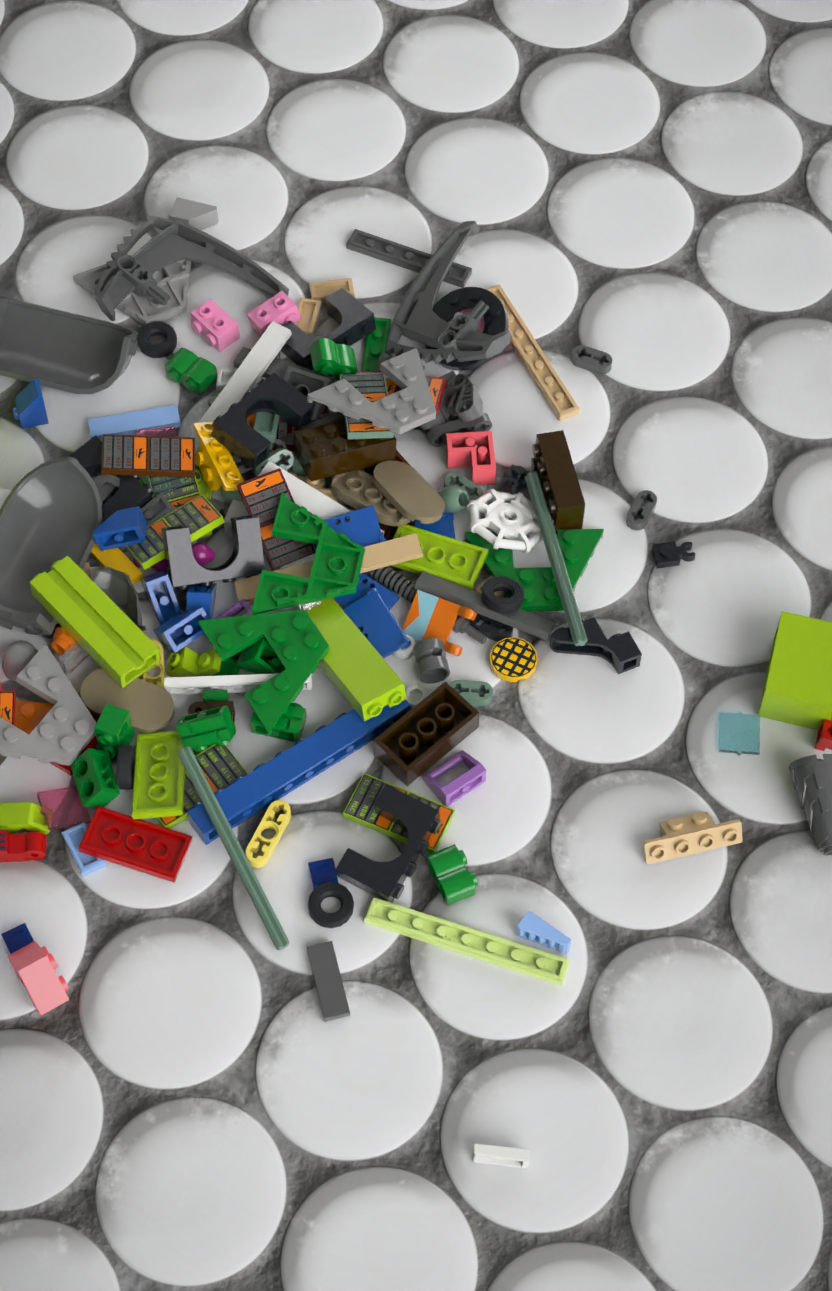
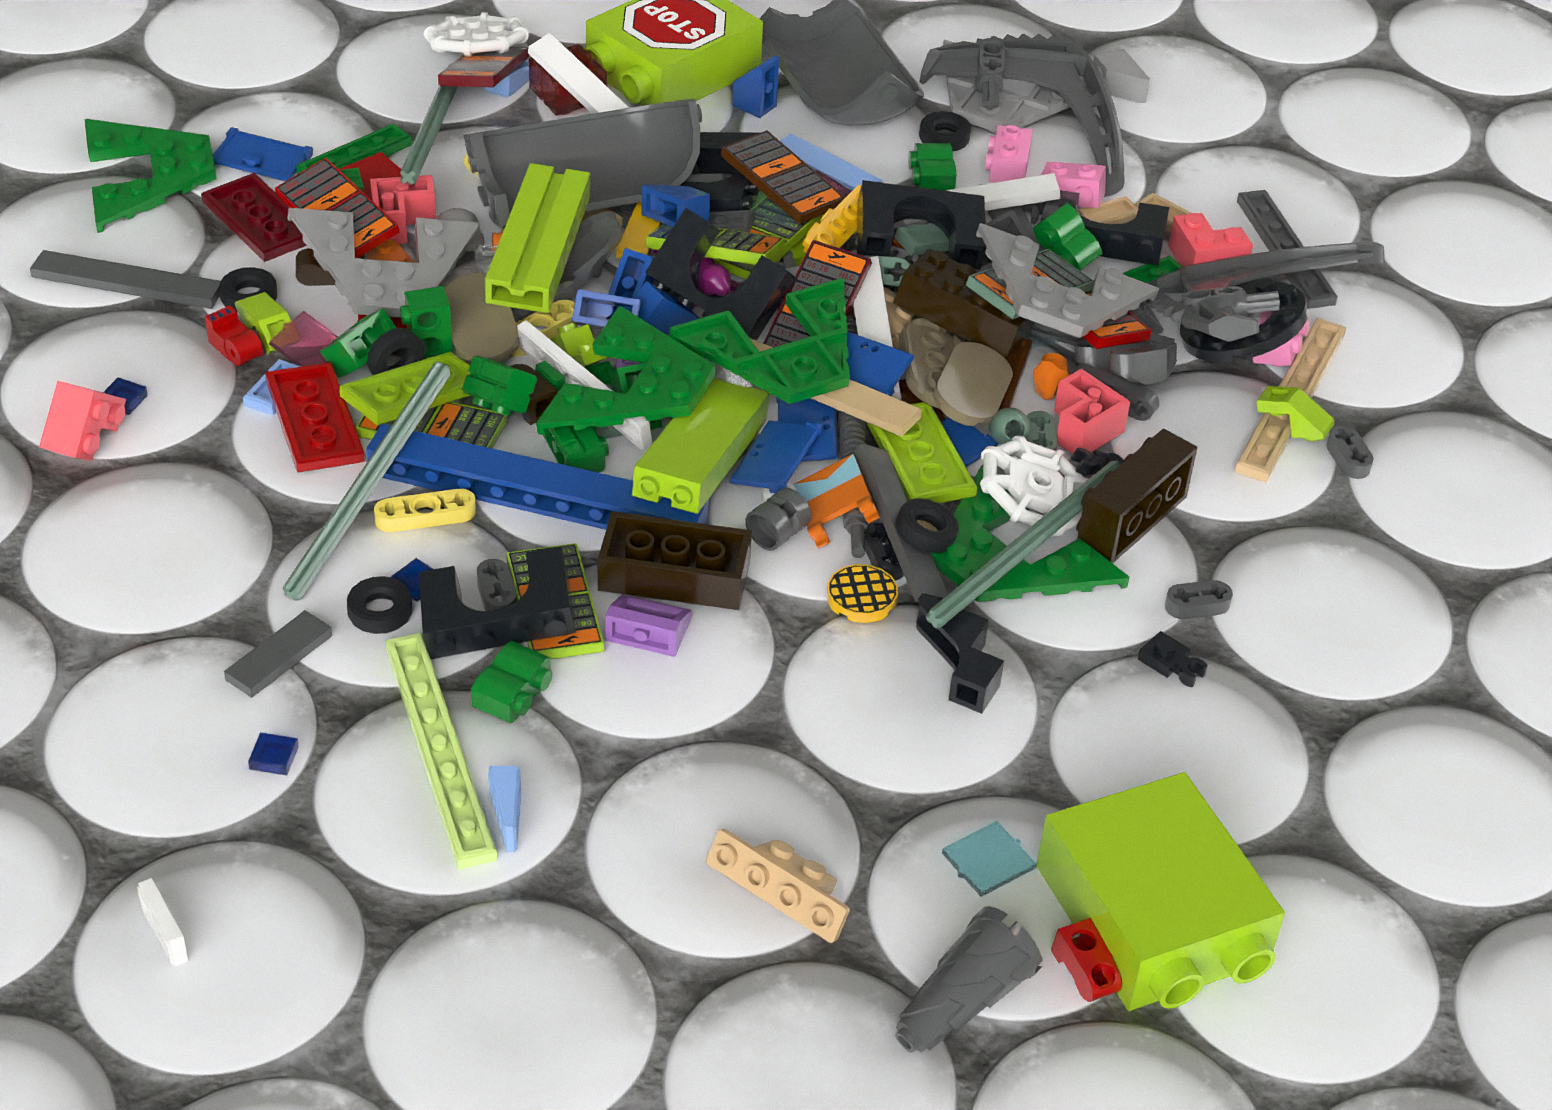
camera: 50 degrees right, 15 degrees down
(365, 836) = (489, 589): none -> dark grey beam
(386, 297) = (1196, 242): none -> coral brick
(408, 1029) = (273, 753): none -> clear blue tile
(425, 449) = (1048, 374): none -> orange rock
(471, 689) = (781, 575): sand green beam -> none
(549, 357) = (1305, 415): none -> lime slope

